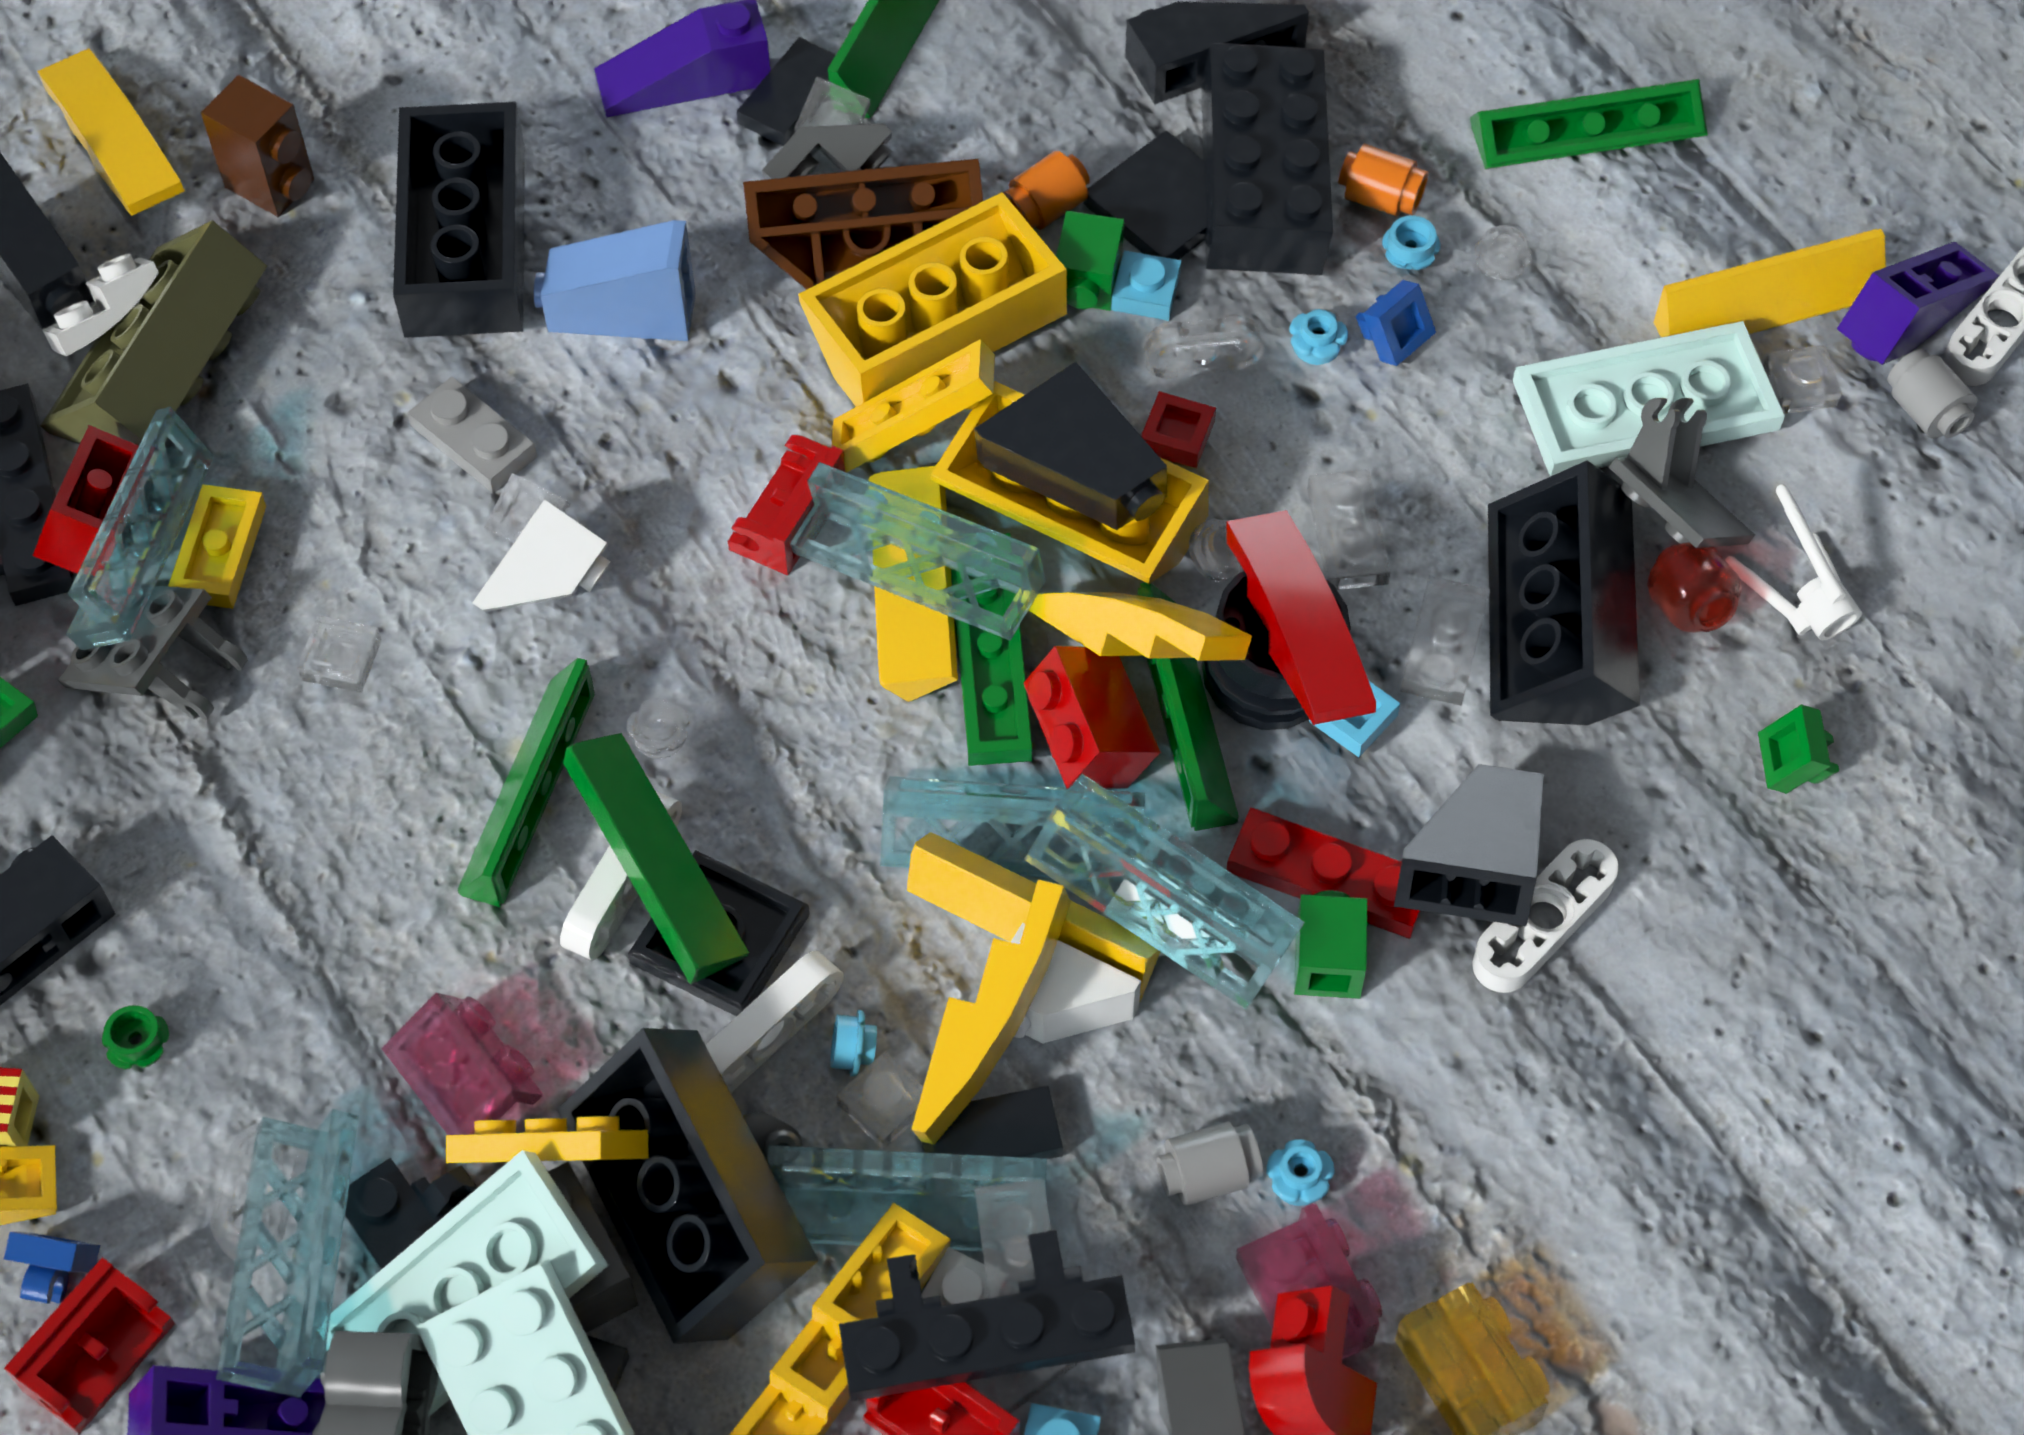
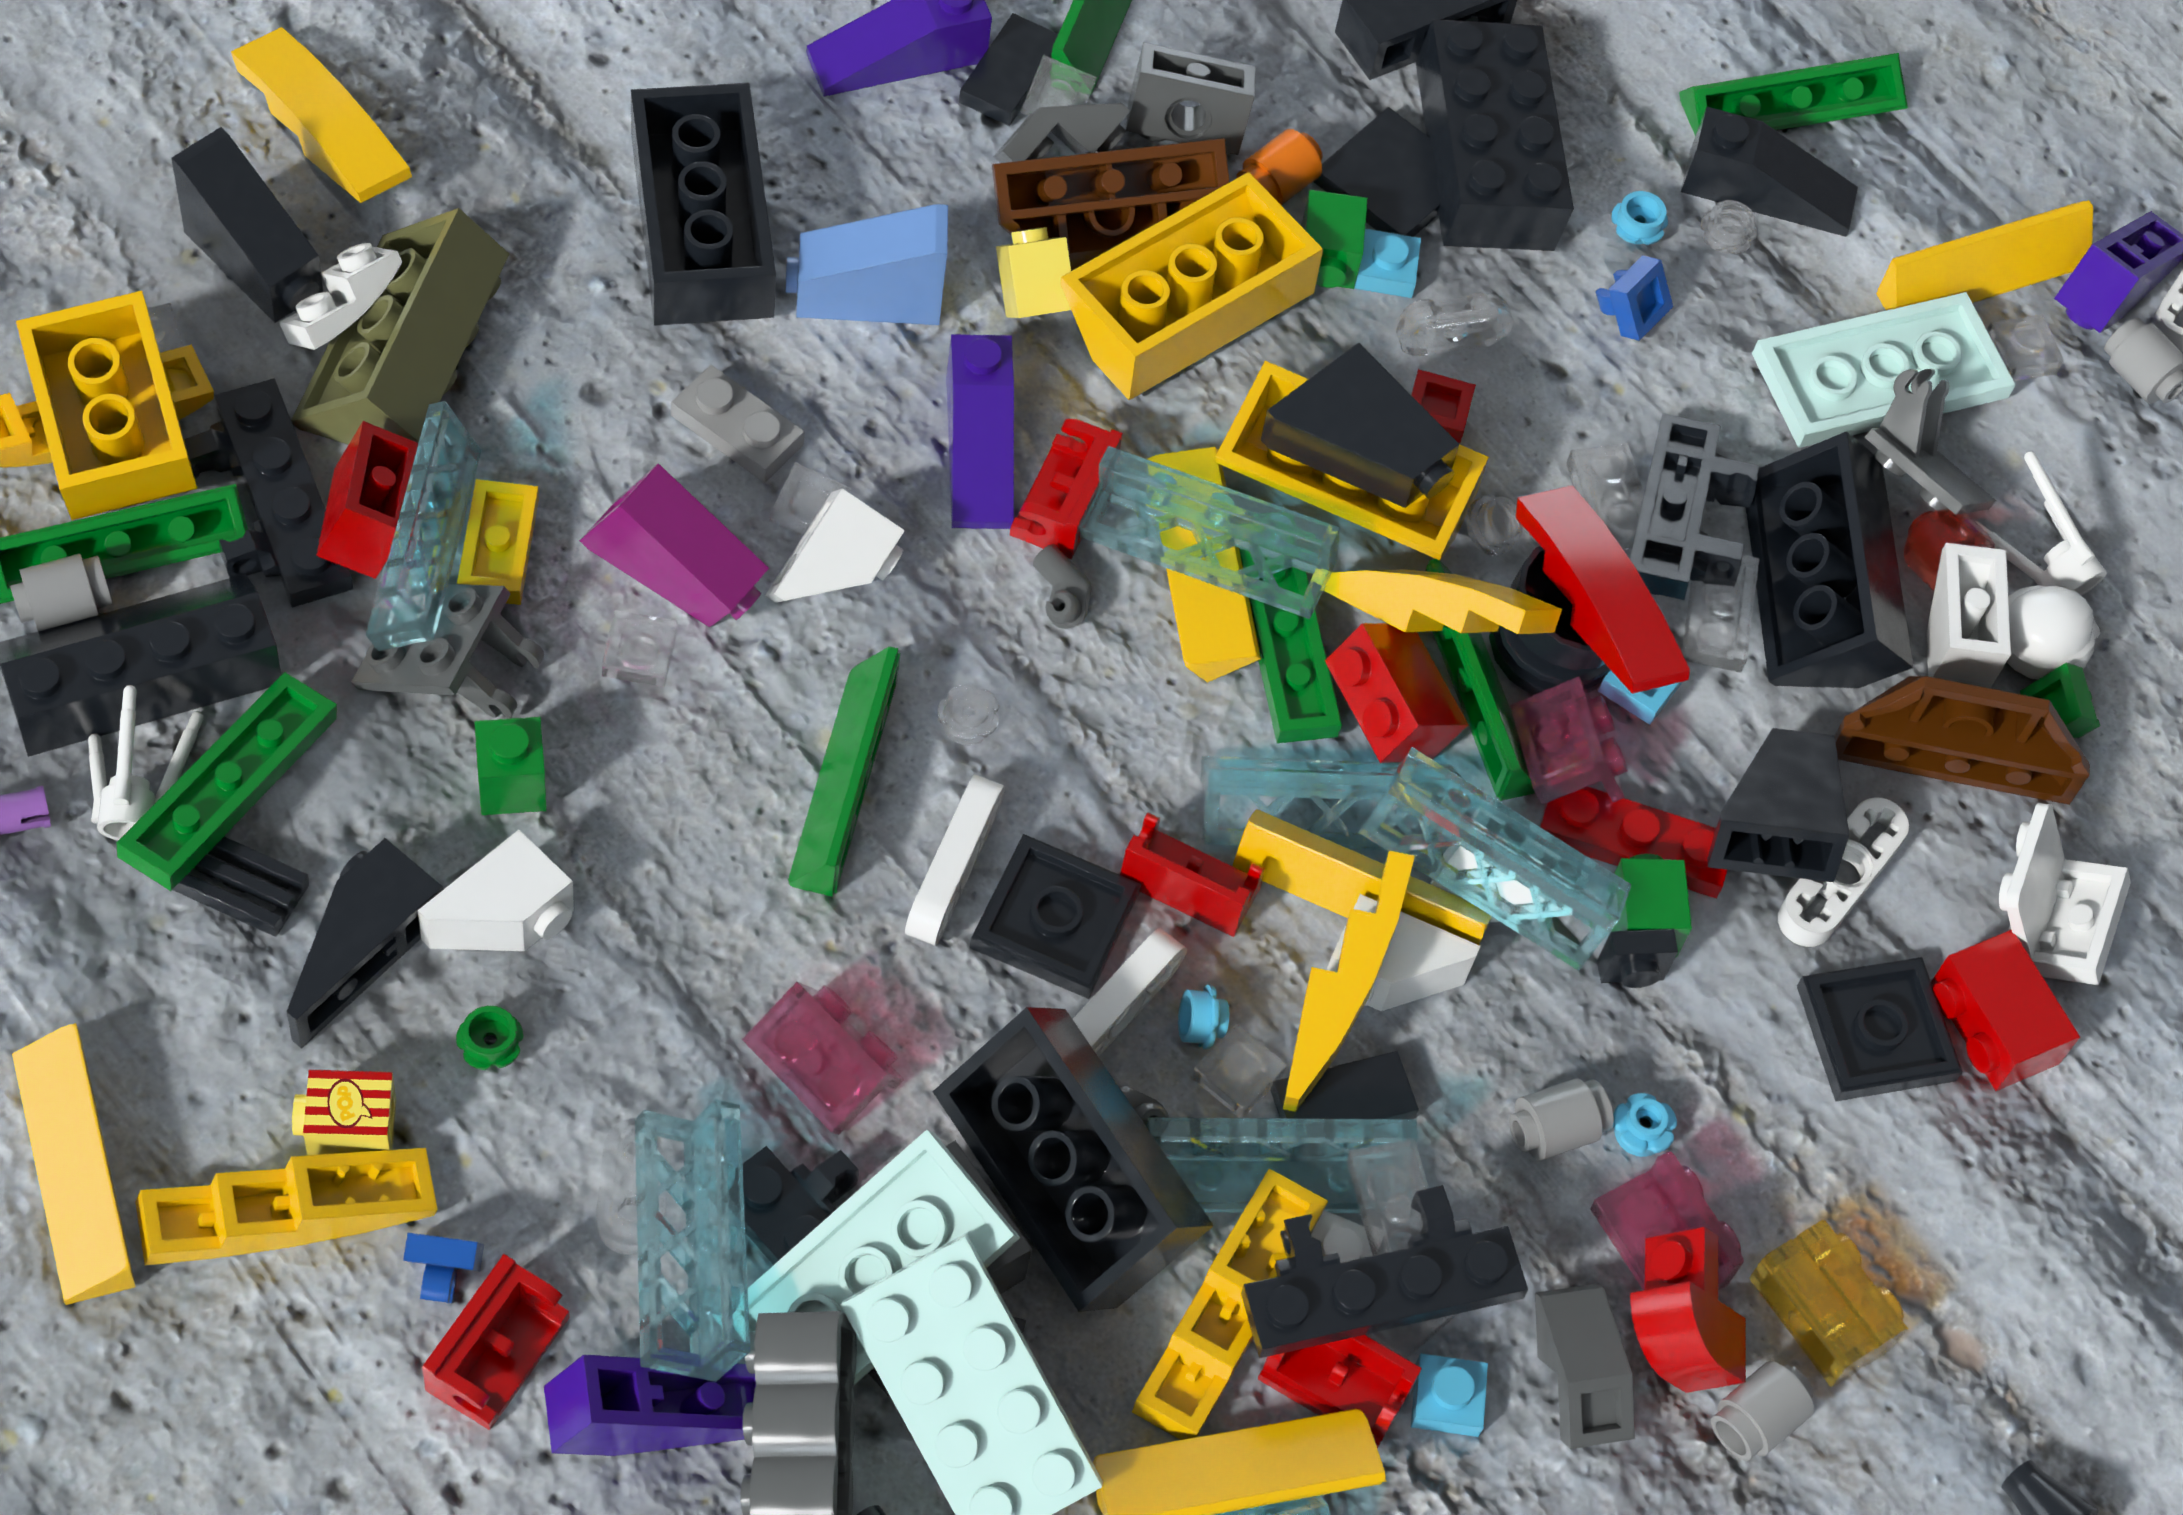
camera: 15 degrees left, 0 degrees up
(161, 902) = (500, 902): none -> white slope
(192, 767) = (510, 765): none -> green brick
(258, 145) = (486, 130): reddish brown brick -> none
(386, 556) = (677, 549): none -> magenta slope
(594, 1140) = (878, 1126): yellow plate -> none
(654, 856) = (993, 840): green slope -> none
(708, 445) = (981, 431): none -> dark purple slope
(775, 288) = (1033, 273): none -> light yellow brick
(778, 605) = (1070, 588): none -> dark grey arm
(859, 899) = (1190, 878): none -> red hinge
(915, 405) = (1189, 387): yellow plate -> none
(986, 107) = (1173, 76): none -> dark grey brick
(1265, 773) = (1568, 742): none -> clear pink bracket
(1311, 997) = (1637, 957): none -> black plate
(1313, 347) = (1556, 322): medium azure plate -> none
(1383, 180) = (1607, 156): orange brick -> none
(1394, 558) = (1681, 478): none -> hinge
(1547, 199) = (1767, 173): none -> black slope
(1565, 1081) = (1879, 1029): none -> black tile
(1686, 780) = (1966, 738): none -> reddish brown wedge
(1697, 1067) = (2003, 1010): none -> red brick
(1703, 655) = (1969, 616): none -> white slope
(1768, 962) = (2061, 906): none -> white bracket
(1788, 668) = (2049, 630): none -> white hat

